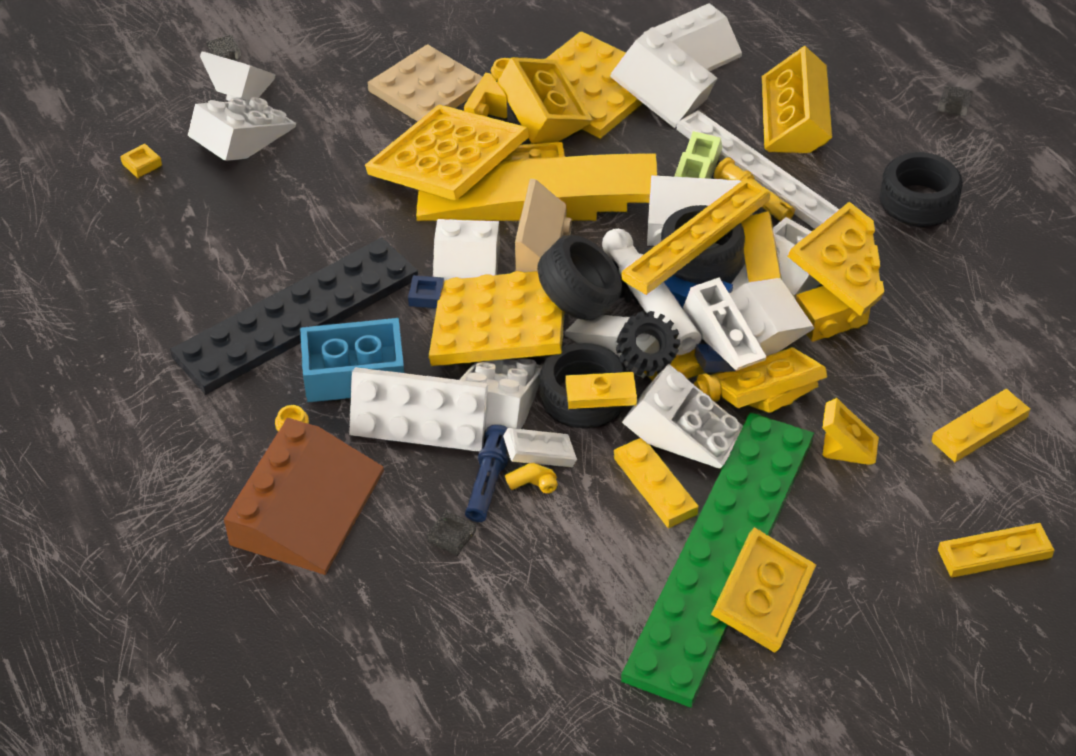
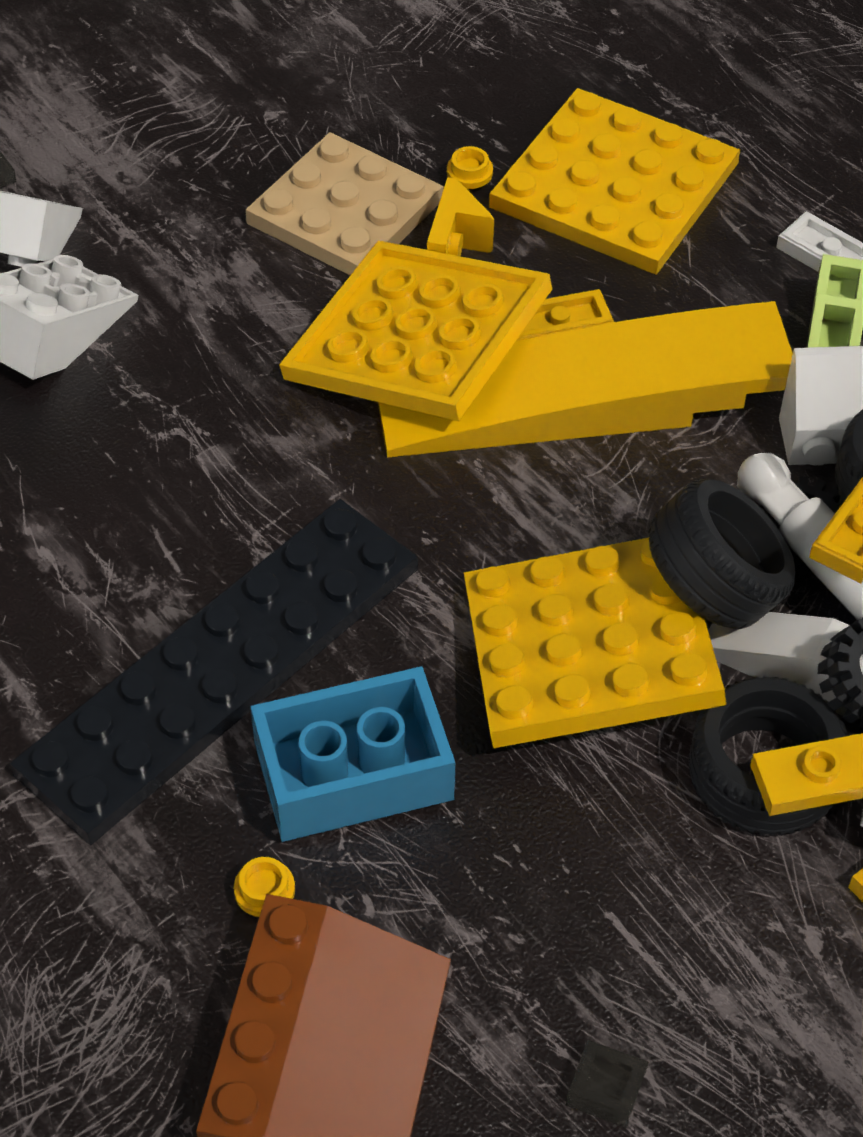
camera: 10 degrees left, 5 degrees up
(418, 409) = (497, 843): white plate -> none
(425, 291) = (443, 597): dark blue plate -> none
(466, 248) = (494, 513): white slope -> none
(495, 448) = (646, 926): dark blue pin -> none
(510, 389) = (622, 794): white slope -> none
(534, 474) = (725, 944): yellow arm -> none
(539, 447) = (725, 891): white plate -> none
(540, 226) = (619, 465): tan slope -> none
(543, 99) = (555, 217): yellow slope -> none
(663, 77) = (743, 160): white slope -> none
(703, 36) = (765, 97): white slope -> none

